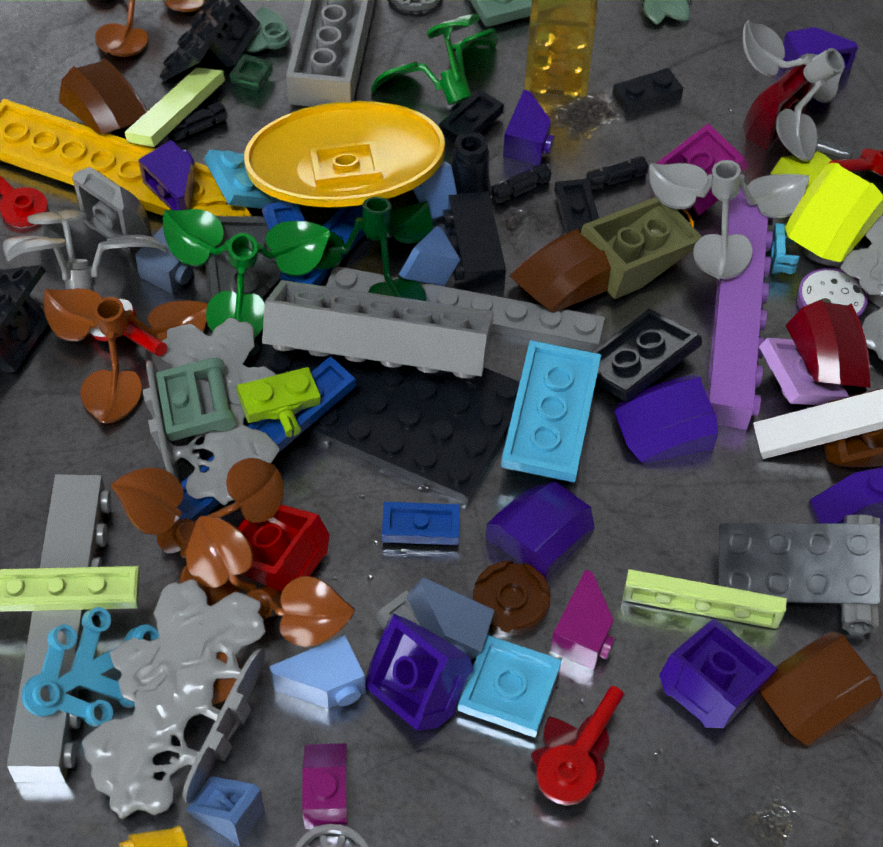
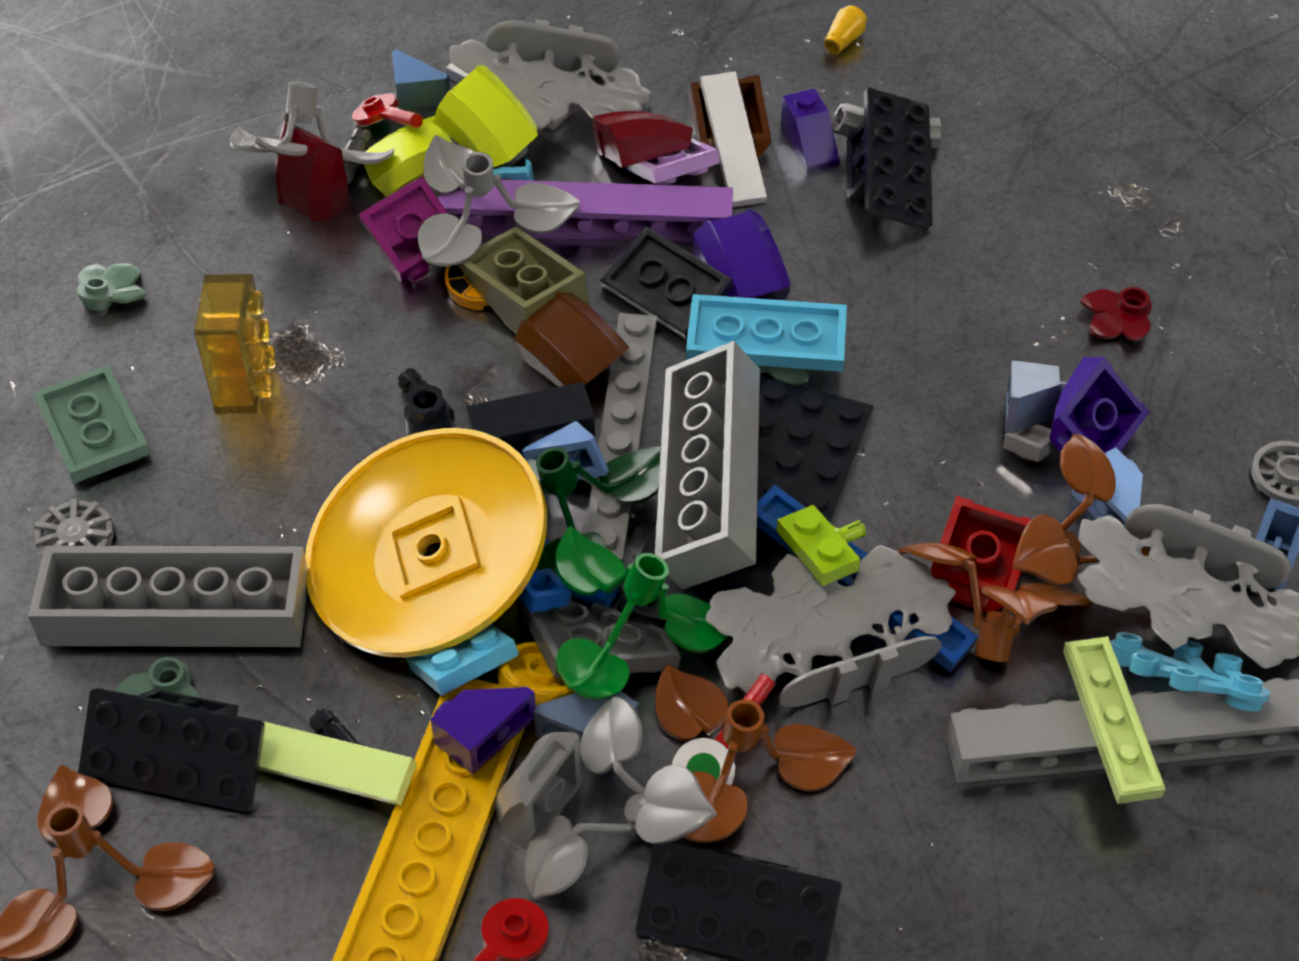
camera: 95 degrees left, 5 degrees down
(101, 97) = (325, 847): reddish brown slope -> none
(182, 399) = (841, 635): sand green plate -> none
(251, 72) = (249, 689): clear green plate -> none
(324, 784) = (1222, 477): magenta slope -> none
(420, 523) = (916, 439): blue plate -> none
(453, 80) = (249, 409): green plant -> none
(472, 115) = (323, 447): black plate -> none
(510, 686) = (1067, 344): medium azure plate -> none
(517, 596) = (974, 369): reddish brown tile -> none
(528, 132) = (344, 391): dark purple slope -> none
(542, 527) = (894, 349): dark purple slope -> none
(567, 771) = (1146, 304): red piece -> none
(575, 203) = (465, 343): black plate -> none
(585, 625) = (991, 307): magenta slope -> none
(617, 172) = (402, 316): black axle -> none
(647, 90) = (277, 304): black plate -> none
(704, 599) = (943, 230): yellowish green tile -> none
(715, 674) = (1021, 215): dark purple slope -> none
(816, 41) = (208, 156): dark purple slope -> none
(821, 688) = (1002, 157): reddish brown slope -> none
(832, 287) = (562, 151): white tile -> none

